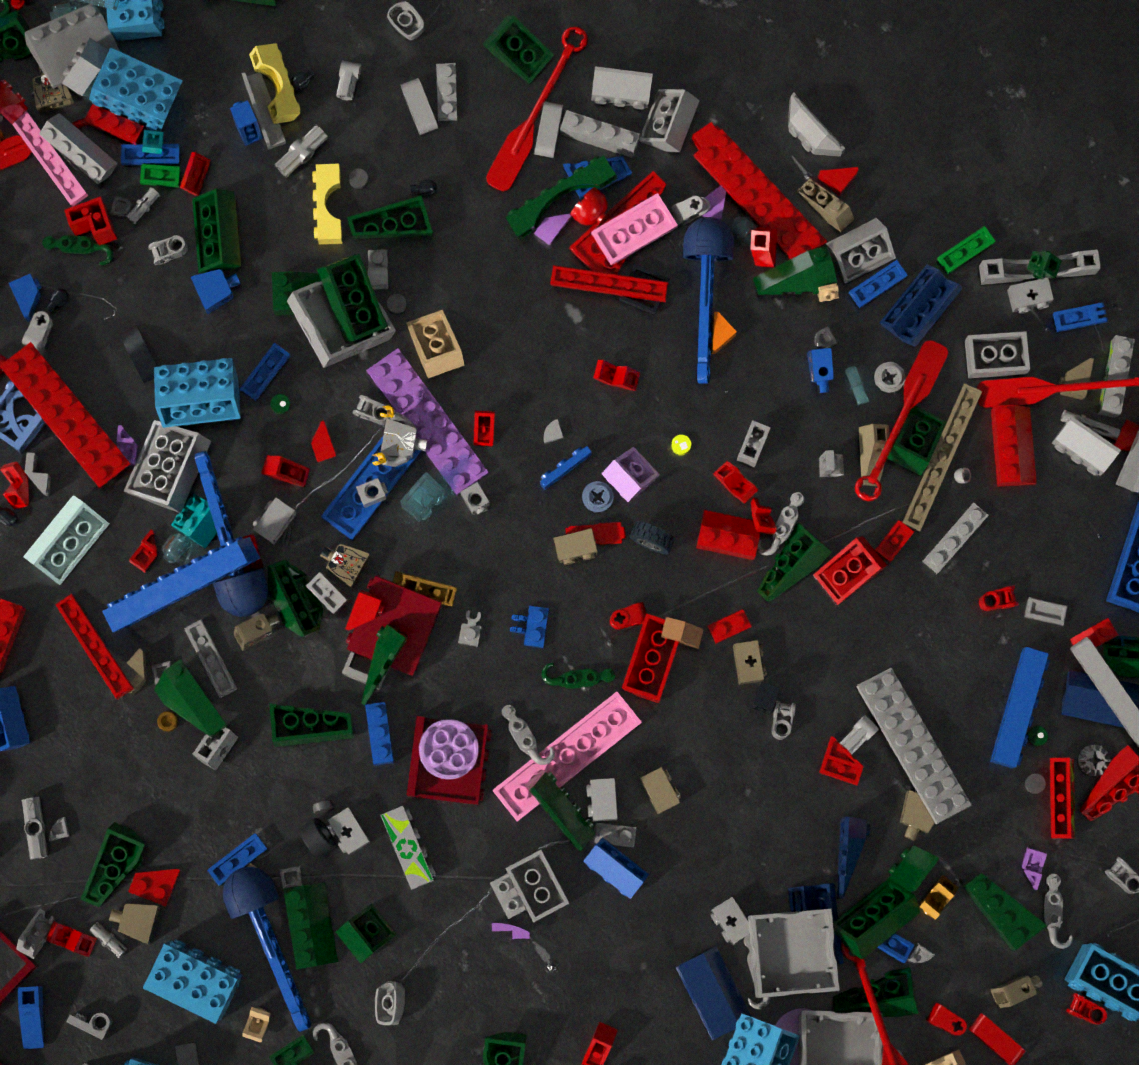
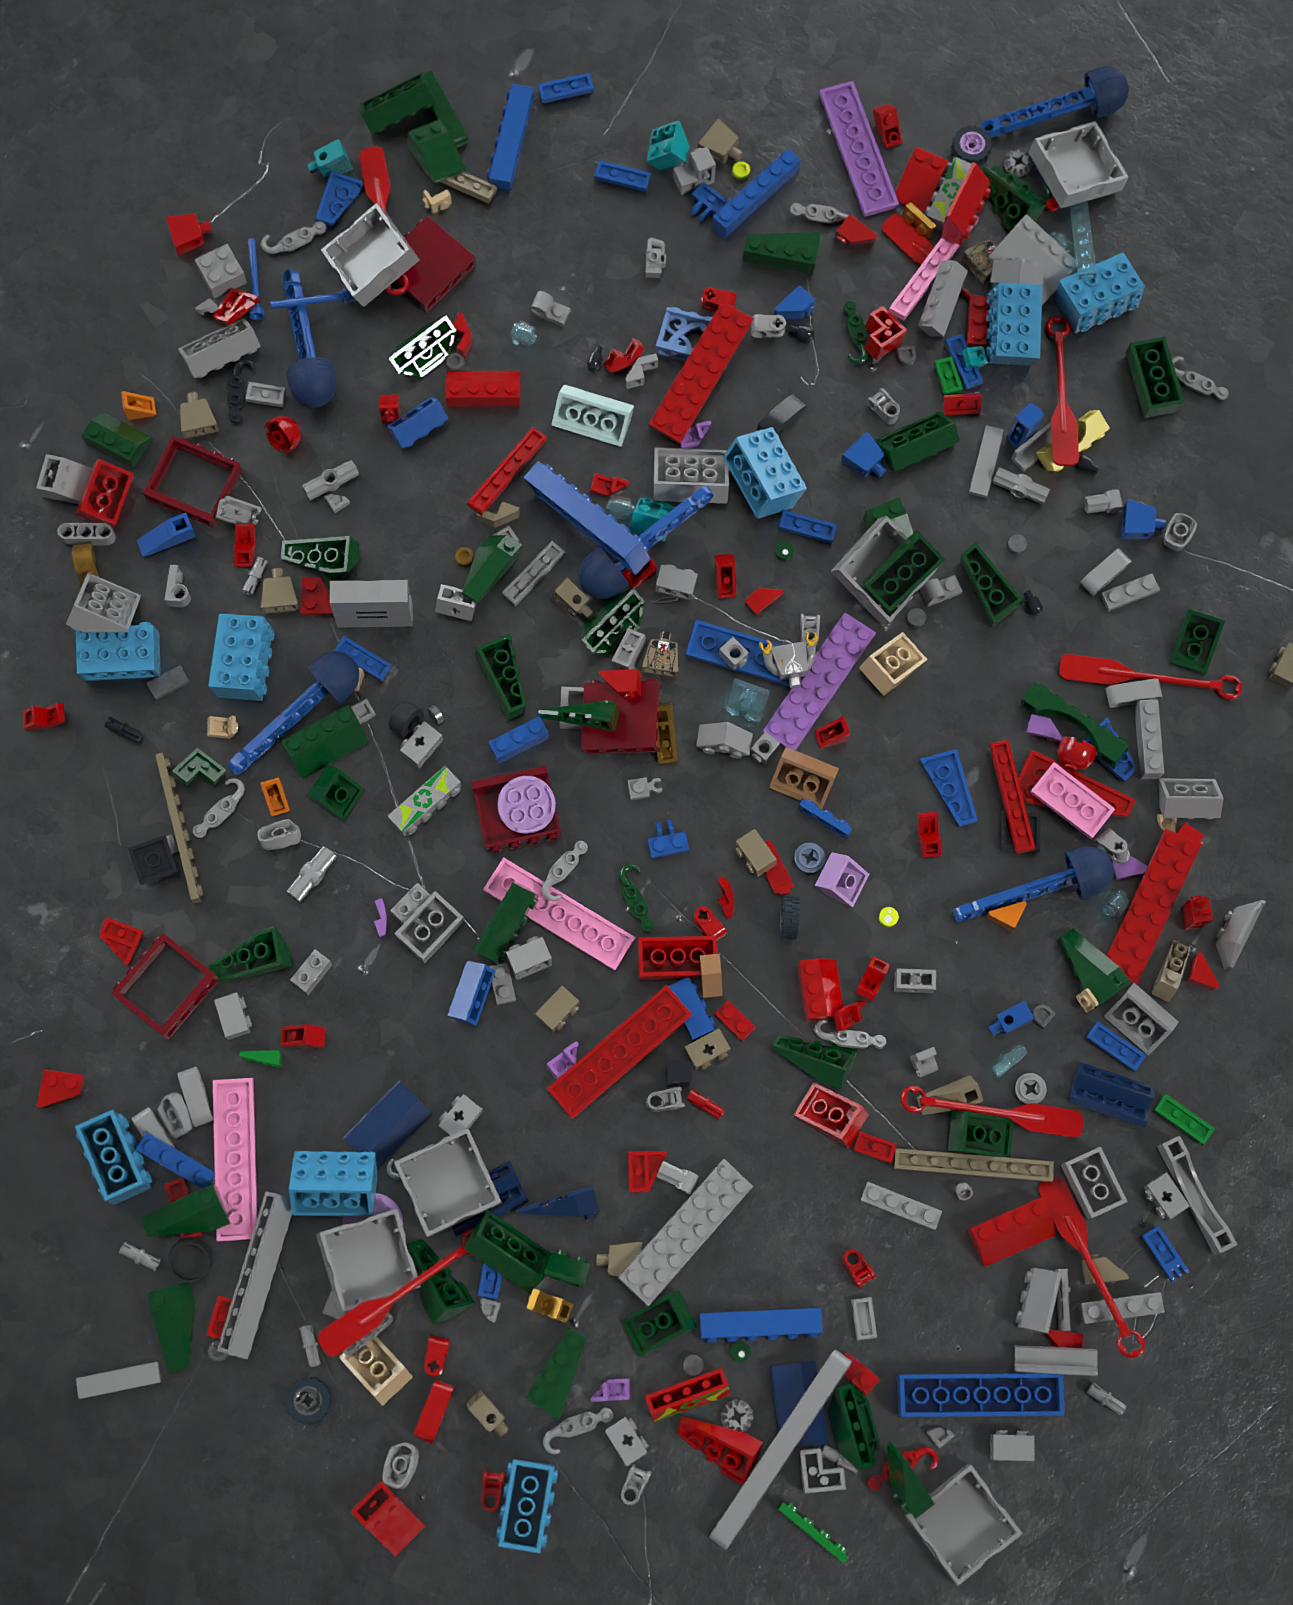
camera: 70 degrees right, 5 degrees down
(143, 205) = (915, 371): light grey pin -> none
(190, 830) = (371, 603): none -> light grey tile
(254, 84) = (1063, 422): none -> red piece
(262, 174) = (986, 461): none -> light grey tile
(327, 181) = (1003, 517): light yellow arch -> none
(349, 994) = (275, 796): none -> orange slope
(380, 53) = (1140, 521): none -> blue torso
(440, 984) = (311, 874): none -> light grey piece
(453, 534) = (725, 739): none -> light grey brick
(517, 472) = (803, 777): none -> medium nougat slope
(539, 1017) = (311, 972): none -> light grey brick
(552, 432) = (853, 796): light grey tile -> none
(575, 335) = (949, 779): none -> blue wing
(611, 590) = (727, 900): none -> red slope
(621, 87) = (1201, 742): light grey slope -> none
(686, 151) = (1166, 823): none -> tan tile
(704, 663) = (698, 1024): none -> blue brick
(712, 803) = (563, 1061): none -> medium lavender slope
(723, 746) = (619, 1052): none -> red plate
(764, 246) = (1106, 924): red slope -> none
(782, 159) = (1196, 912): none -> red hinge
(799, 683) = (705, 1104): none -> red axle
(989, 801) = (659, 1323): none -> dark green slope
(1044, 264) = (1200, 1196): dark green brick -> none
(1095, 869) = (628, 1453): none -> light grey brick

